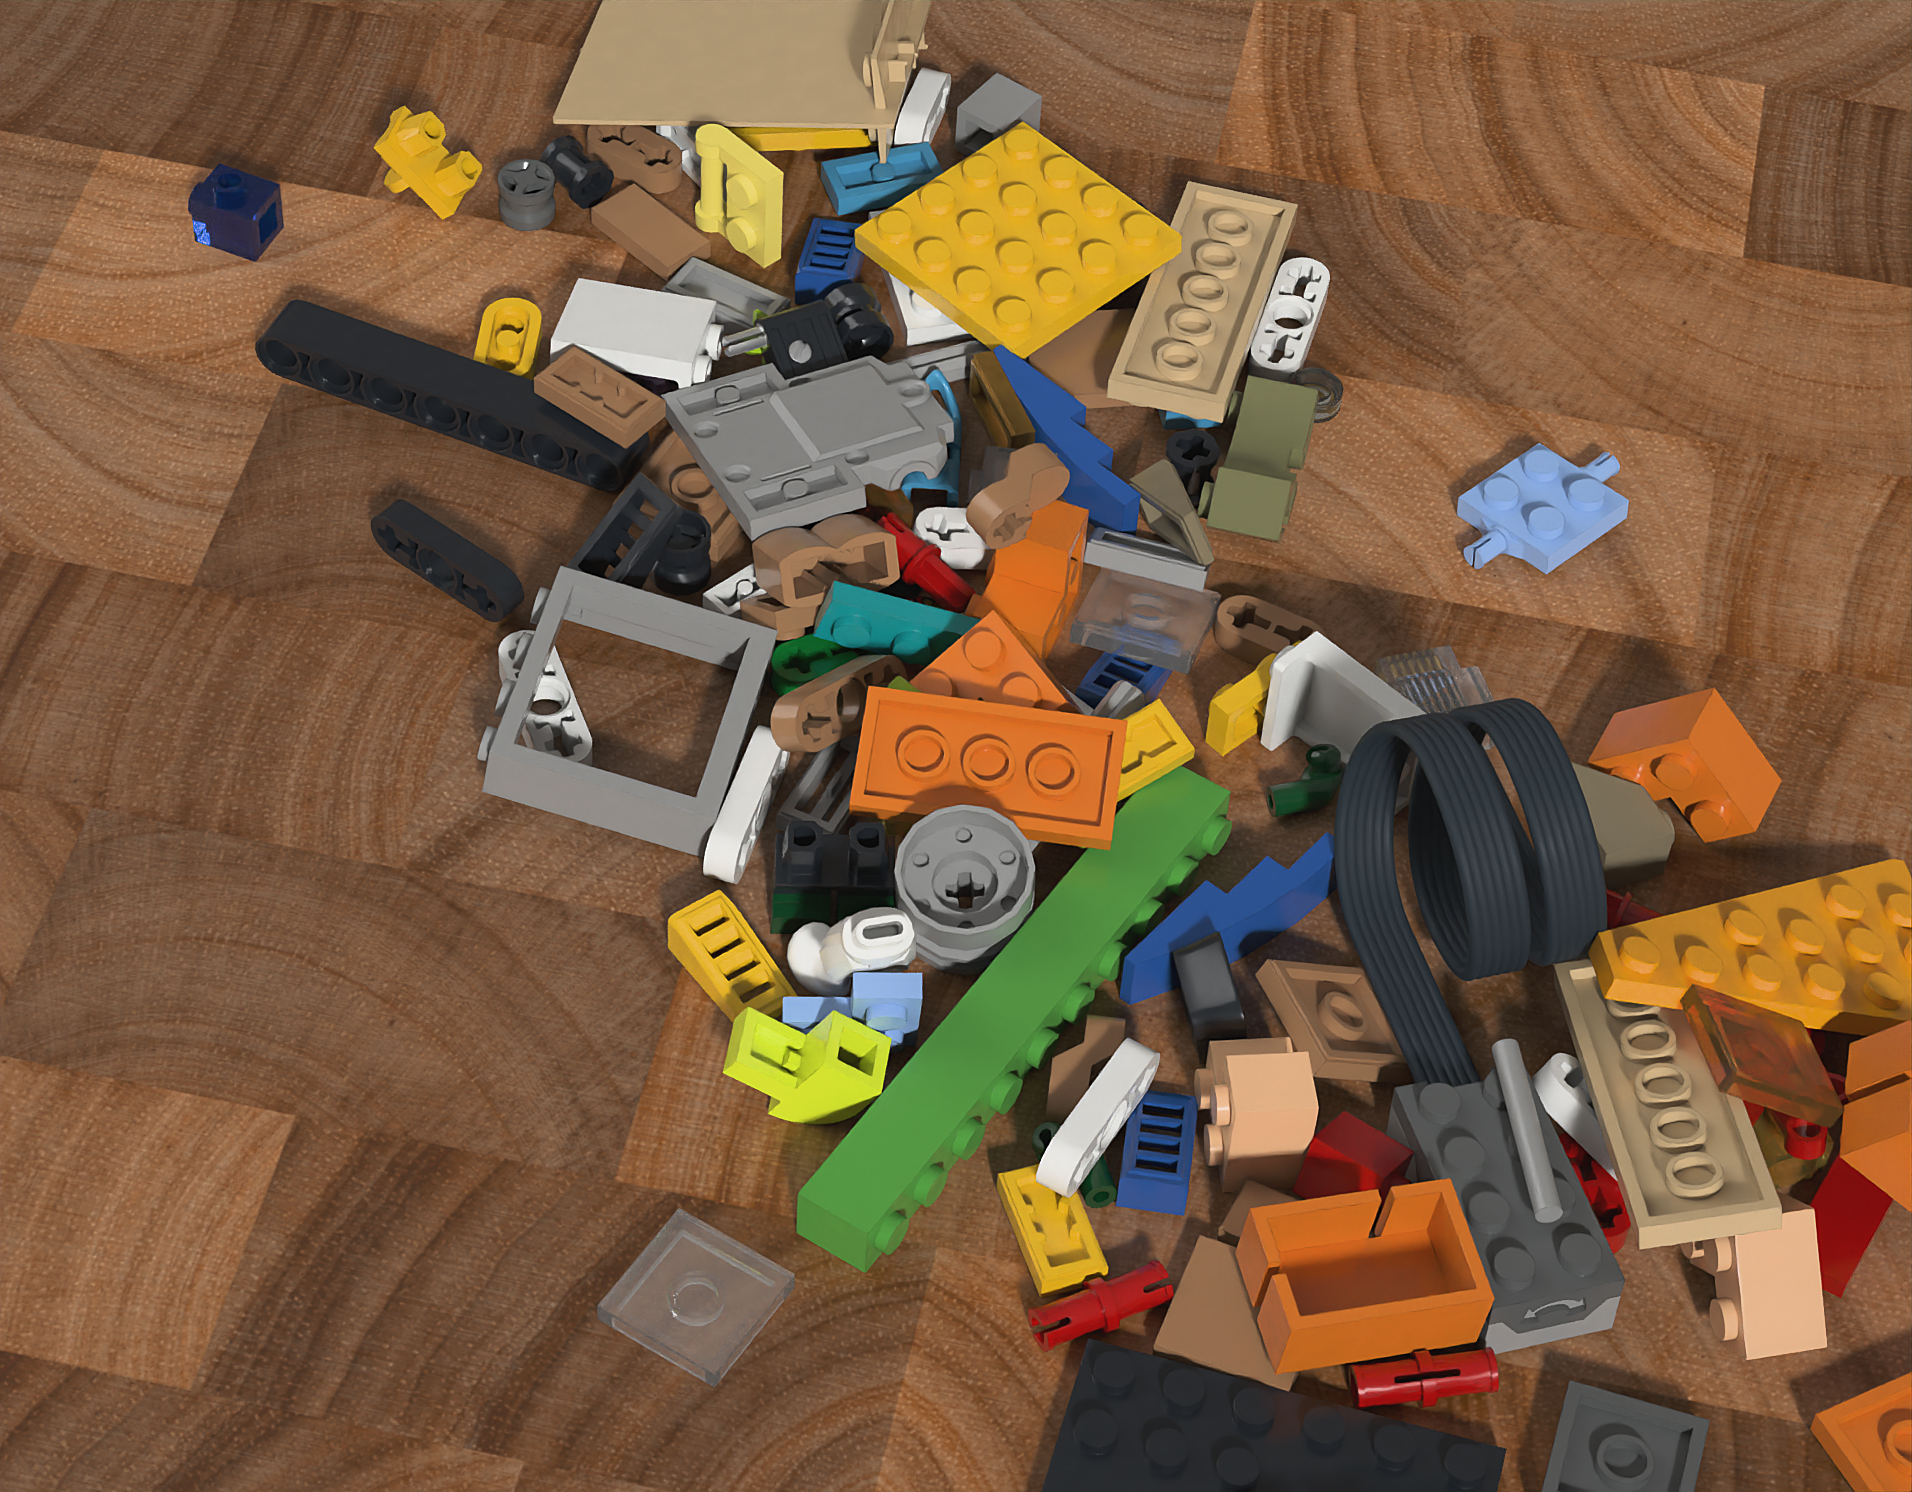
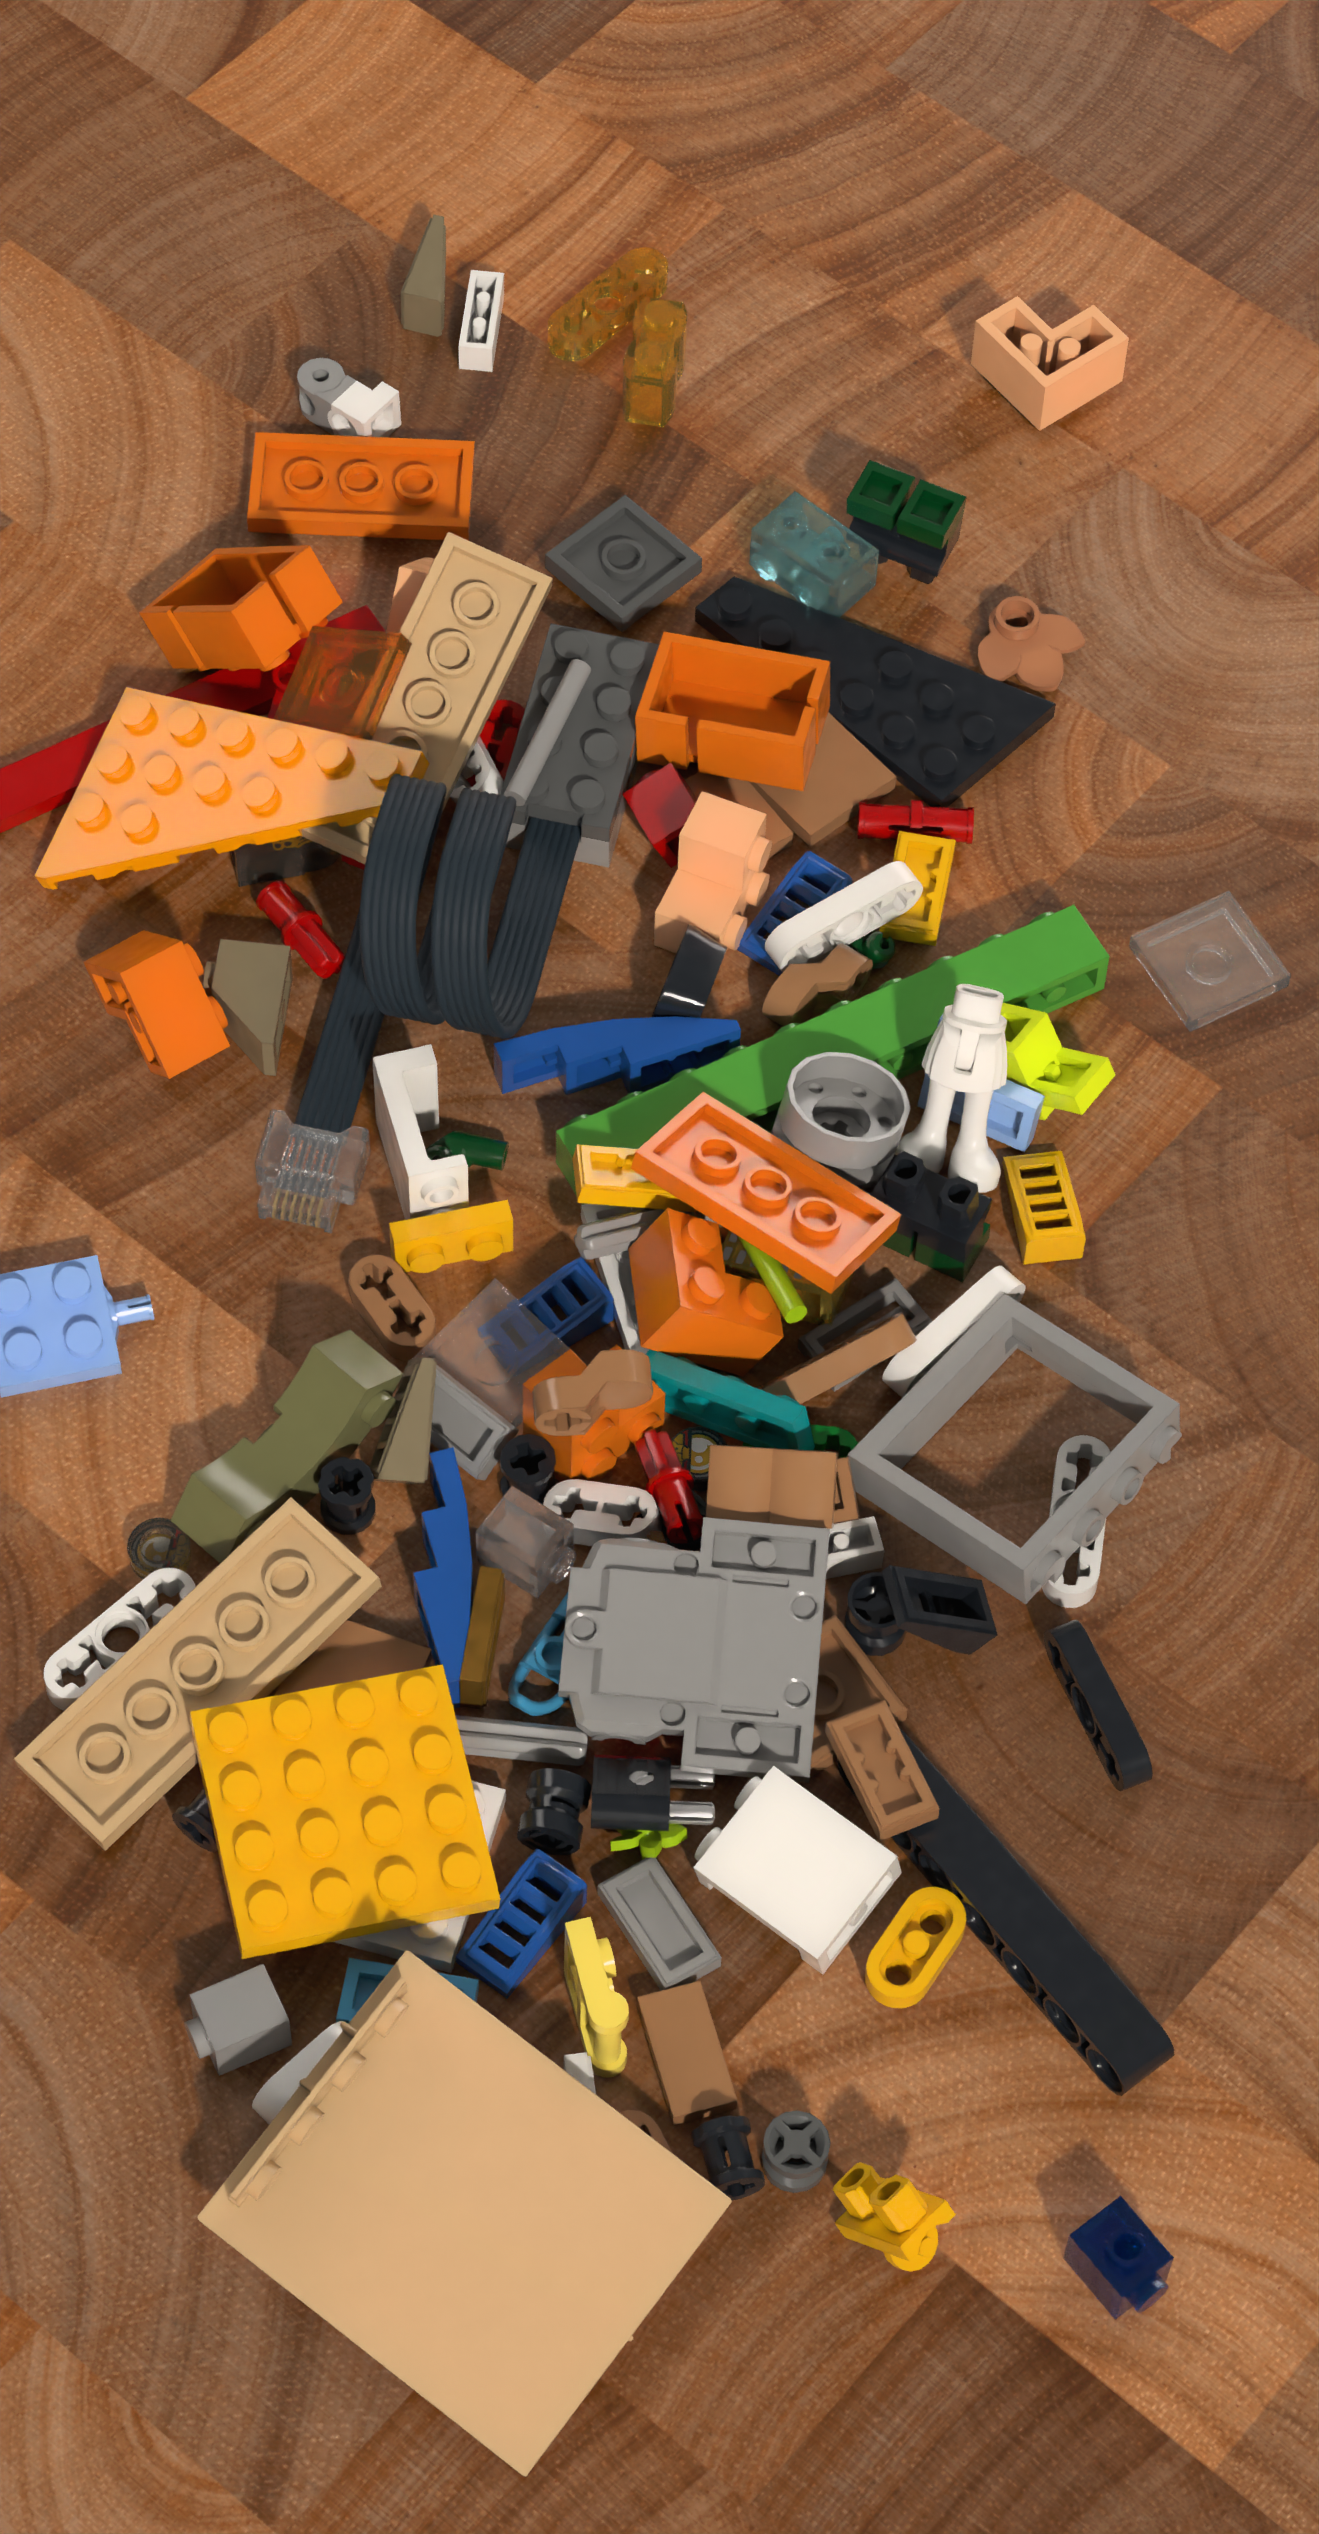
camera: 150 degrees left, 10 degrees up
(1336, 1020) = (602, 929): medium nougat tile -> none

